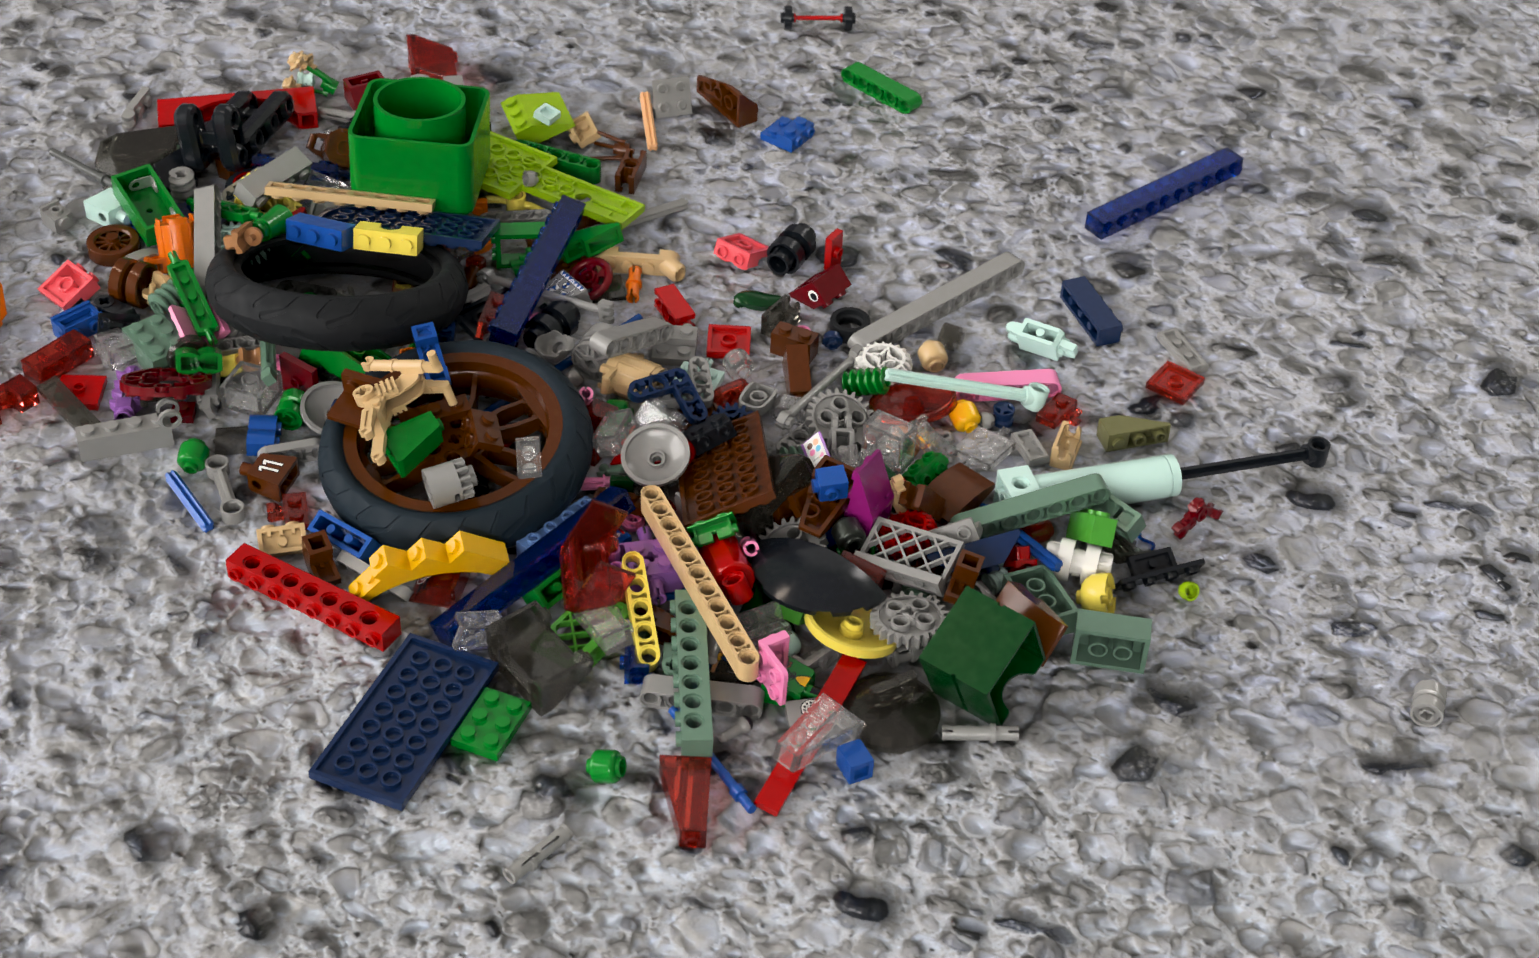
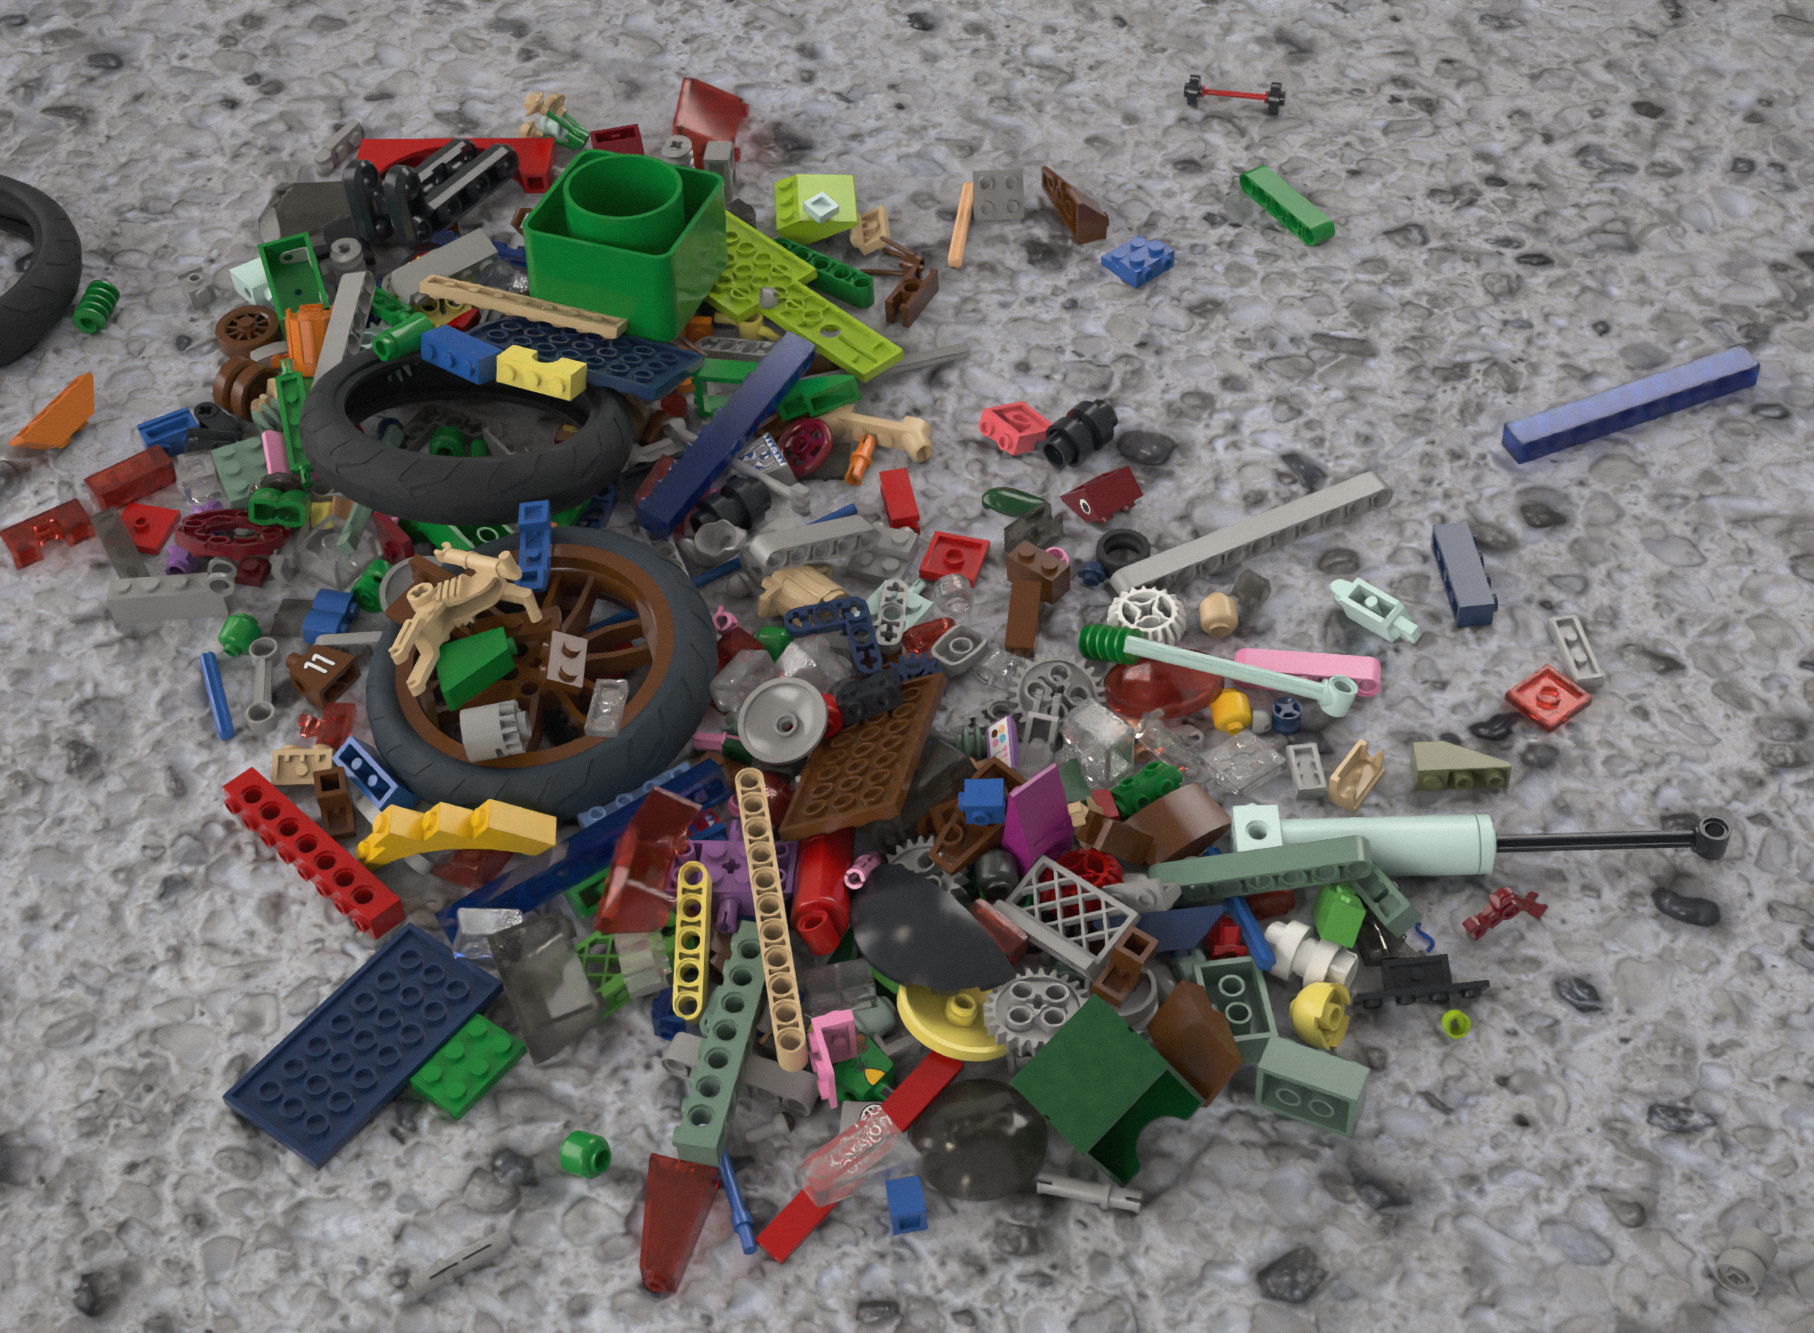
camera: 20 degrees right, 5 degrees up
(69, 285) = (178, 382): coral plate -> none
(102, 178) = (243, 219): dark grey bar -> none
(243, 238) = (358, 355): medium nougat hips -> none
(723, 524) = (826, 840): green hinge -> none
(786, 418) = (977, 687): light grey hinge -> none
(833, 249) = (1133, 442): red plate -> none
(1058, 409) = (1367, 718): clear red plate -> none

